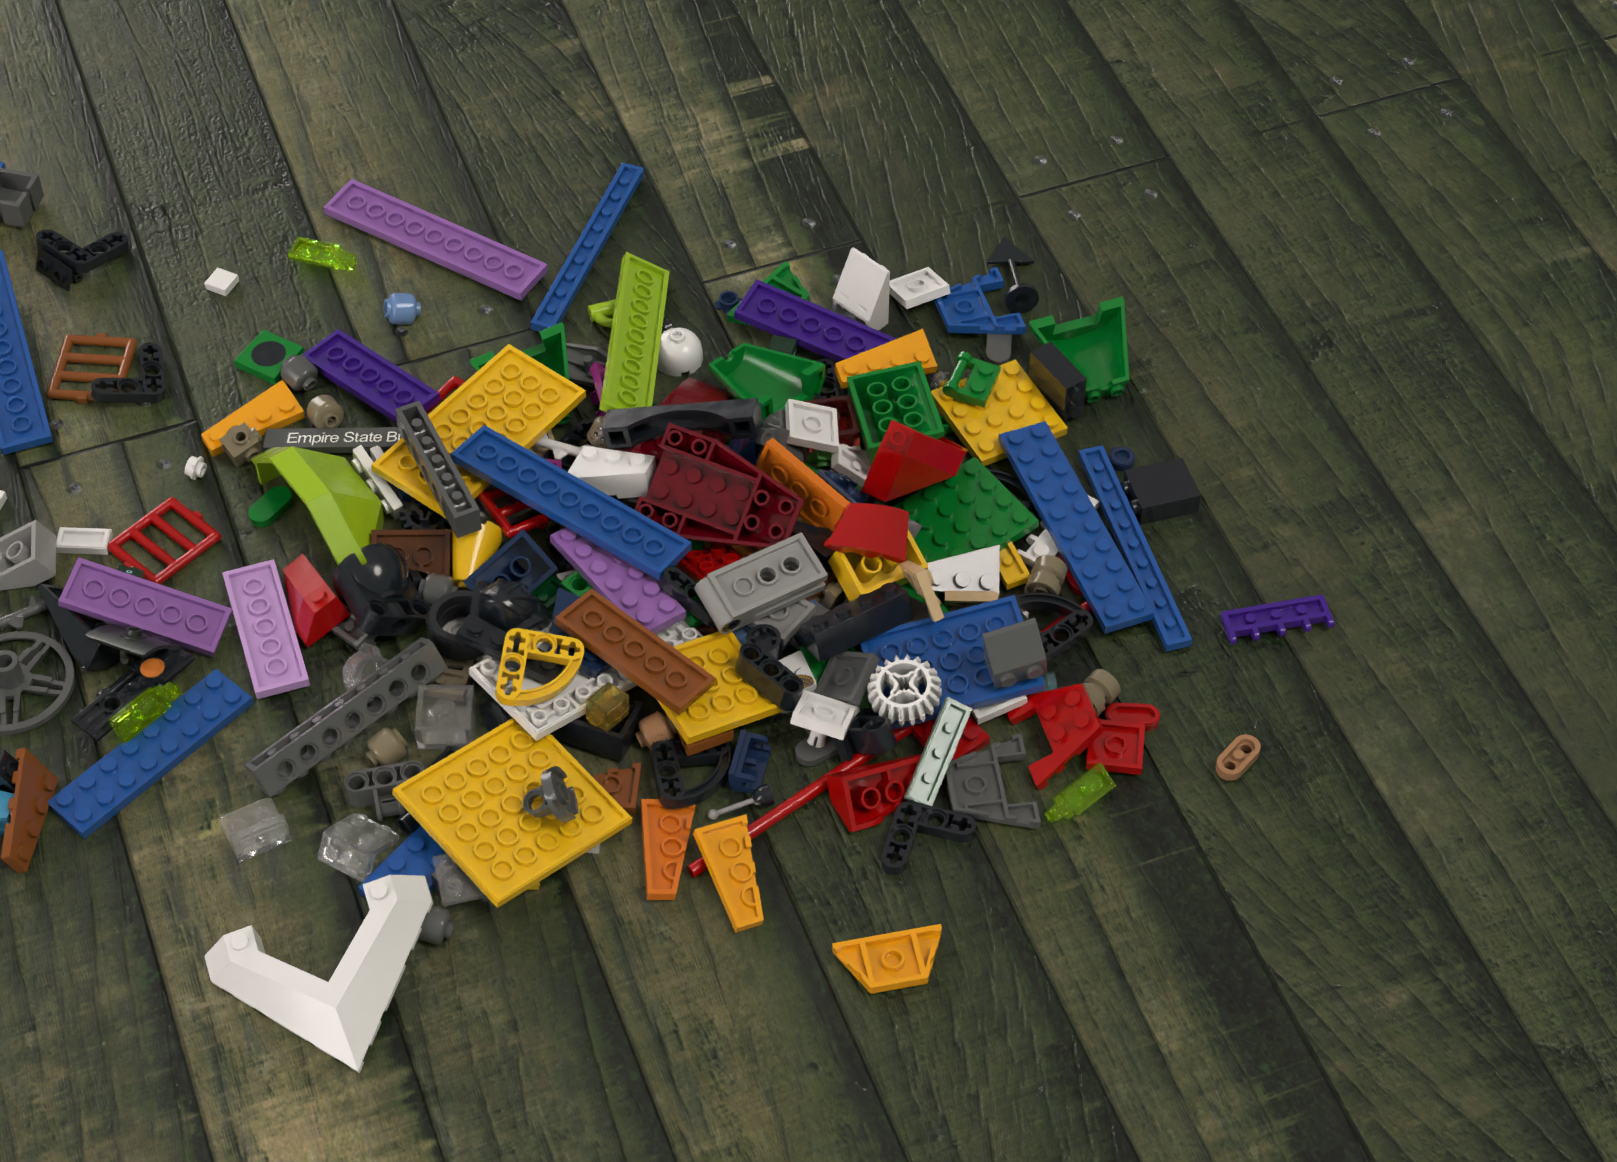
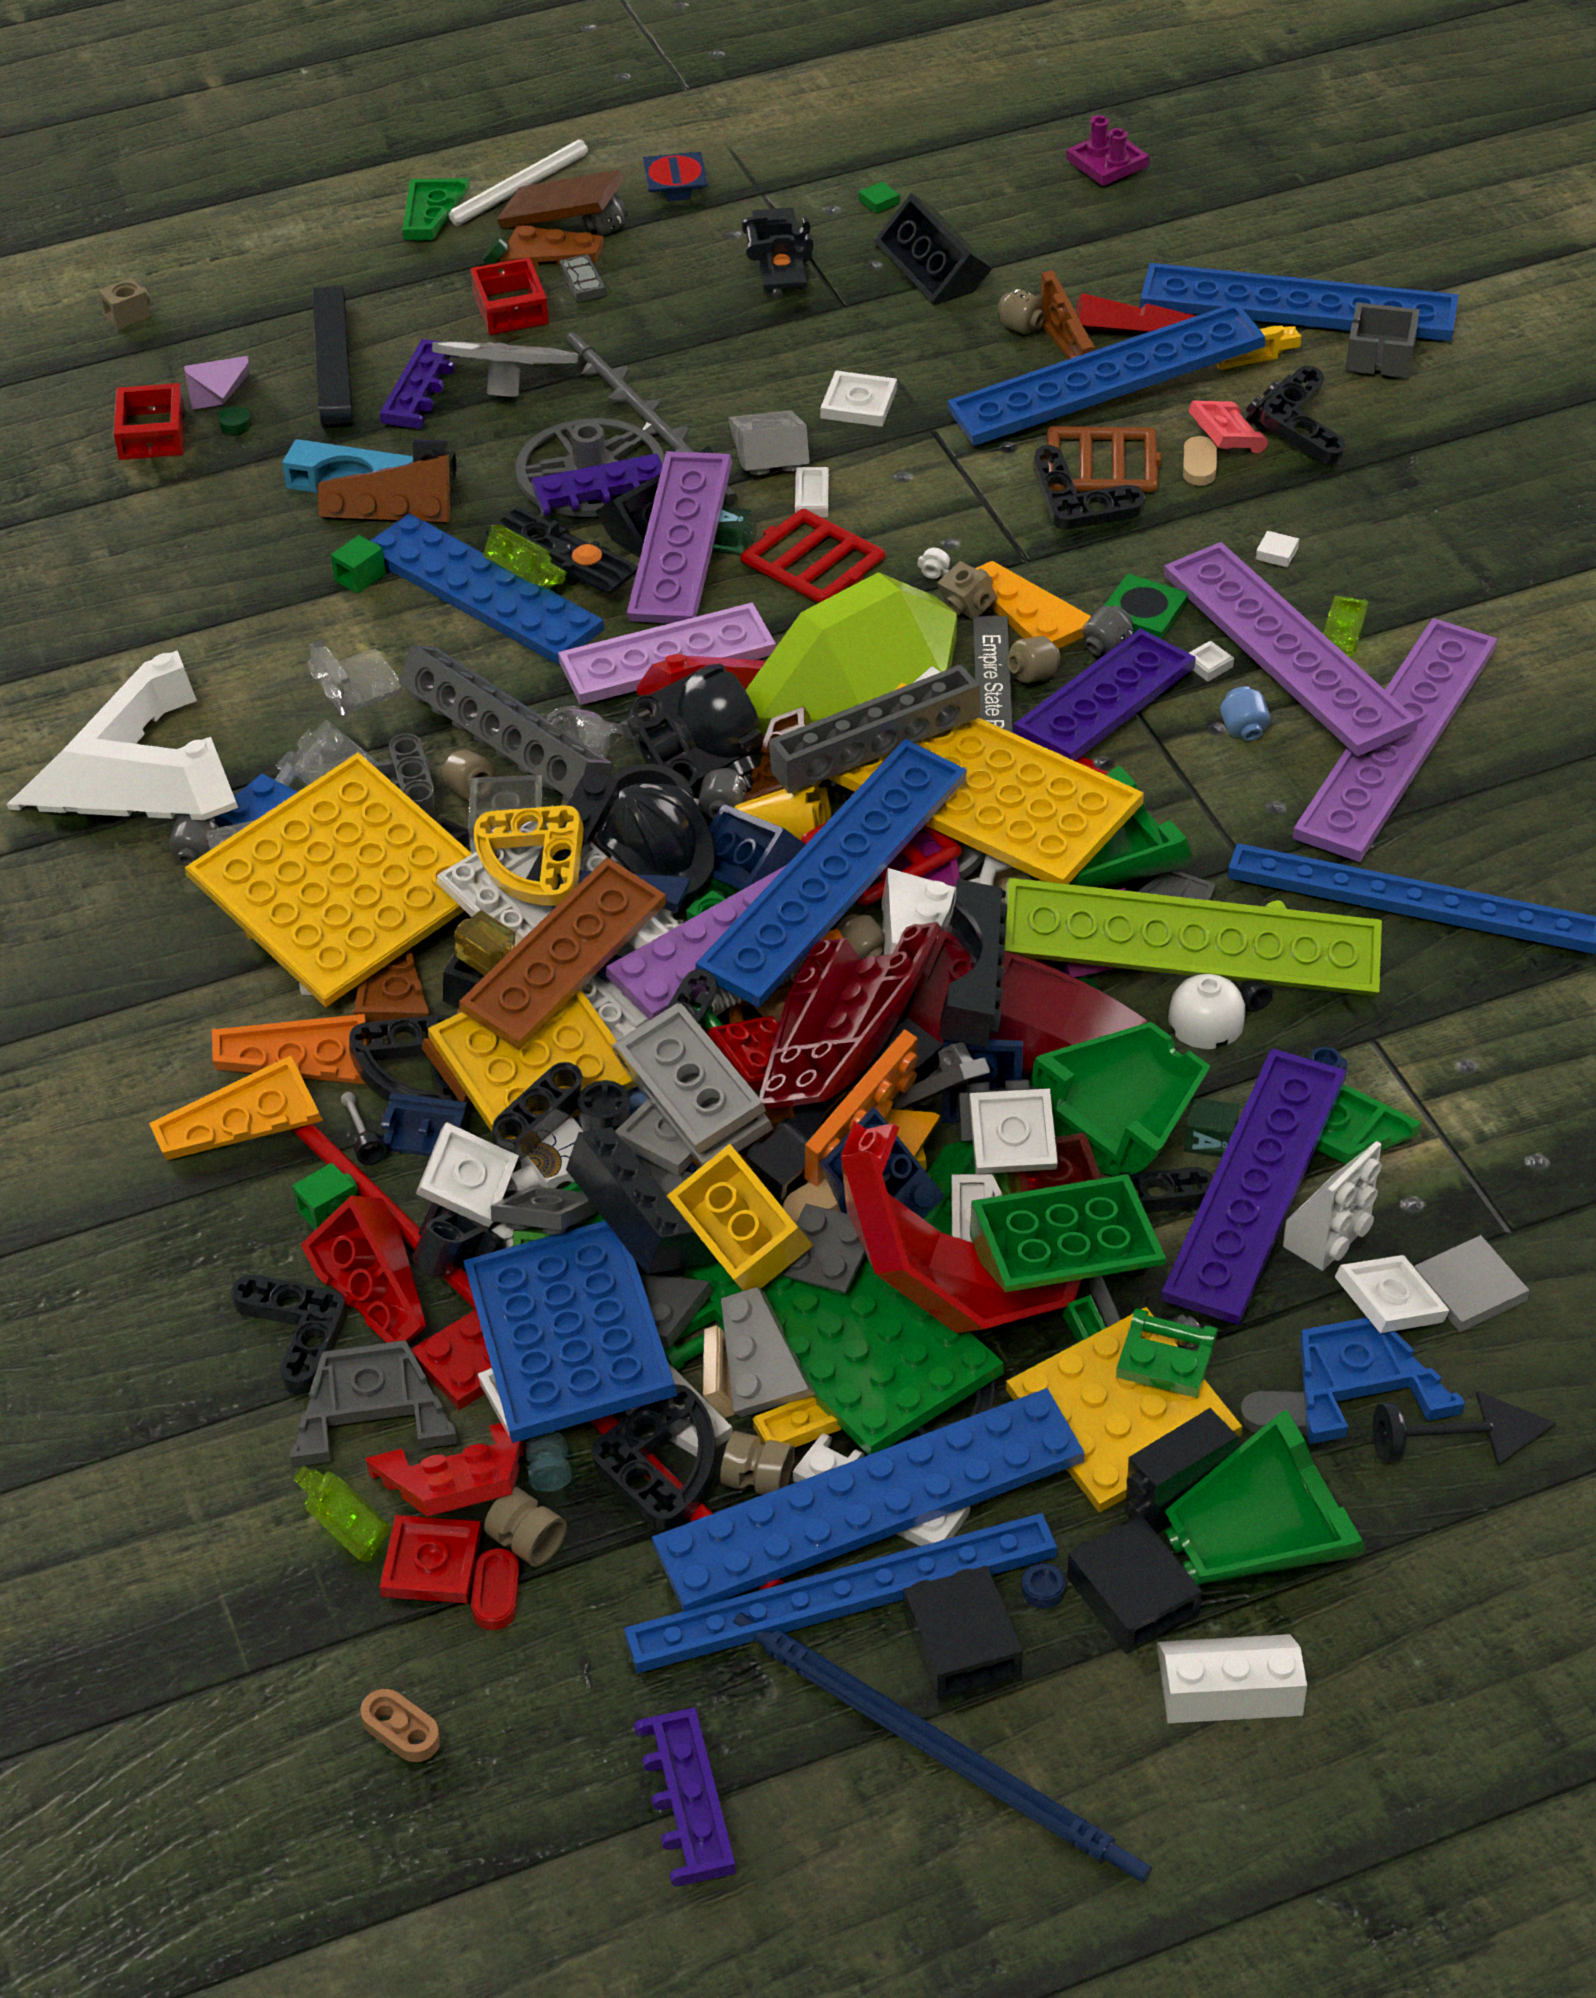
camera: 90 degrees right, 5 degrees down
(48, 669) = (593, 482): none -> dark purple hinge
(78, 293) = (1226, 425): none -> coral plate
(109, 314) = (1199, 461): none -> tan tile
(109, 833) = (358, 564): none -> green brick
(128, 641) = (613, 523): pearl dark grey shield -> none
(333, 323) = (1211, 661): none -> white tile
(339, 279) = (1291, 649): none -> medium lavender plate
(555, 795) = (328, 896): dark grey tile -> none
(814, 816) = (322, 1194): none -> green brick
(871, 531) = (759, 1177): red slope -> none
(892, 958) = (83, 1294): light orange wing -> none
(900, 351) = (1205, 1255): light orange wing -> none
(903, 256) = (1473, 1282): none -> light grey tile
(904, 680) = (505, 1263): white gear -> none
(922, 583) = (673, 1265): tan plate -> none
(938, 752) = (410, 1321): tile -> none
(1014, 653) = (536, 1372): dark grey slope -> none
(1125, 415) = (1133, 1584): none -> black brick
(1181, 379) = (1232, 1678): none -> white slope
(1233, 508) = (948, 1751): none -> dark blue axle

